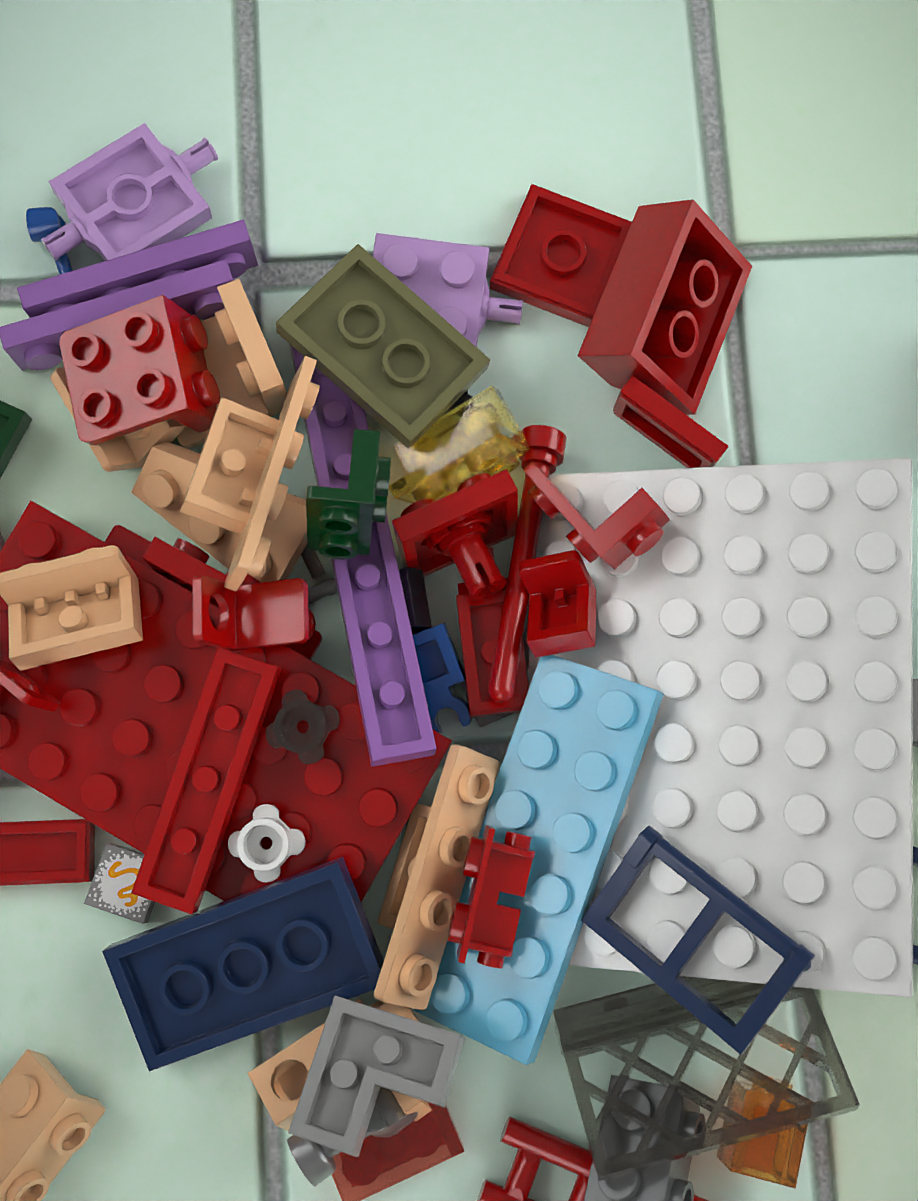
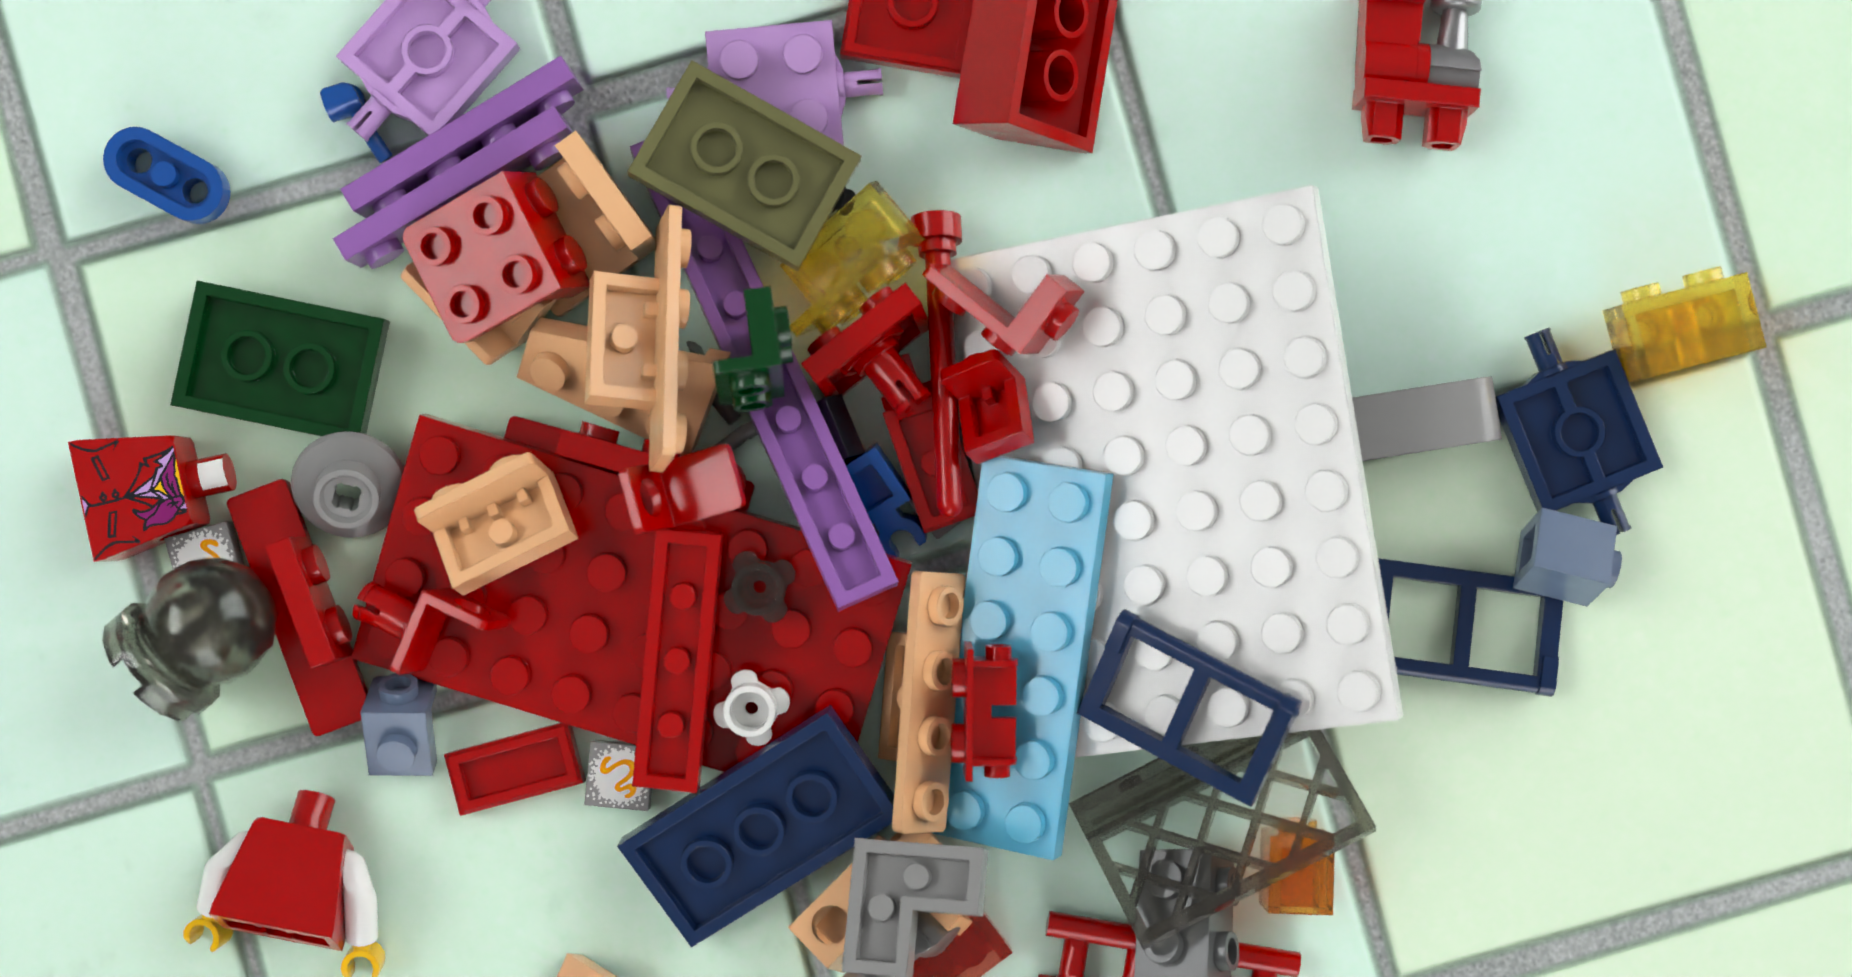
camera: 10 degrees left, 10 degrees up
(667, 426) = (1066, 180): red tile -> none

